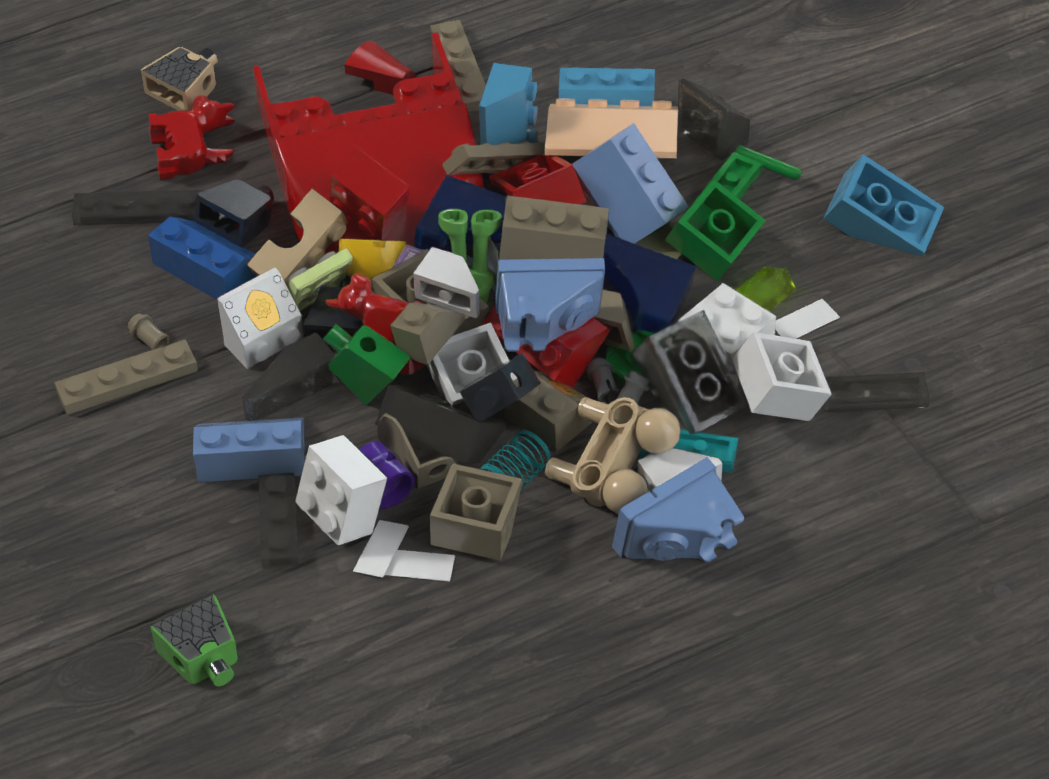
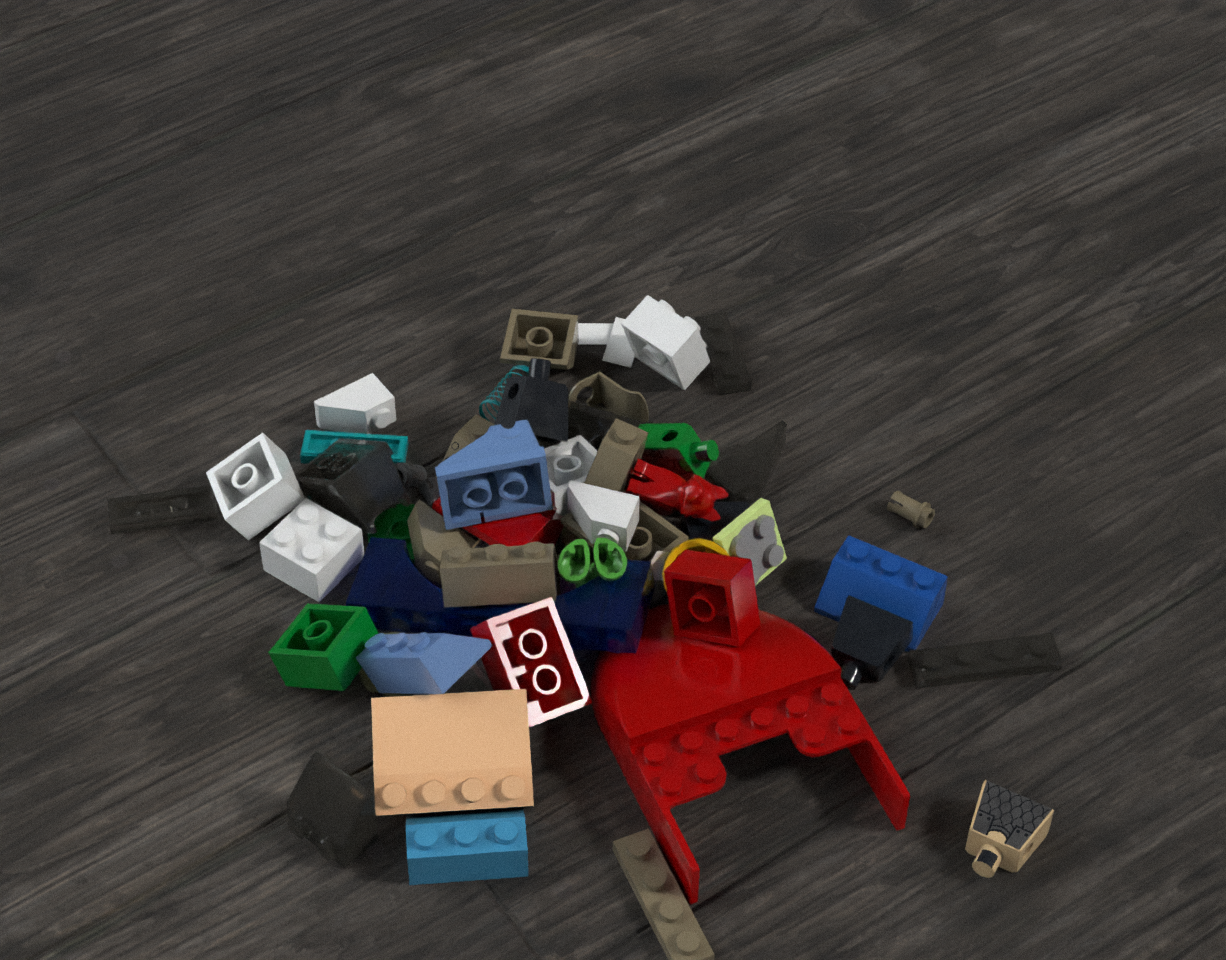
camera: 170 degrees right, 0 degrees up
(126, 376) = (915, 470): dark tan plate -> none
(184, 139) = (966, 737): red animal -> none
(198, 642) = (756, 242): torso -> none
(248, 449) = (760, 397): medium blue slope -> none
(259, 318) = (804, 508): white slope -> none
(321, 226) = (785, 574): tan arch -> none
(378, 65) = (763, 879): red slope -> none
(399, 478) = (635, 375): dark purple wheel -> none
(489, 158) = (582, 690): dark tan plate -> none
(508, 107) = (577, 747): dark azure slope -> none
(613, 449) = (420, 400): tan piece -> none
(679, 518) = (354, 347): medium blue piece -> none
(744, 168) = (314, 733): green plate -> none
(768, 287) = (277, 617): clear neon green slope -> none
(805, 320) = (229, 598): white sticker -> none
(883, 209) = (136, 717): dark azure slope -> none

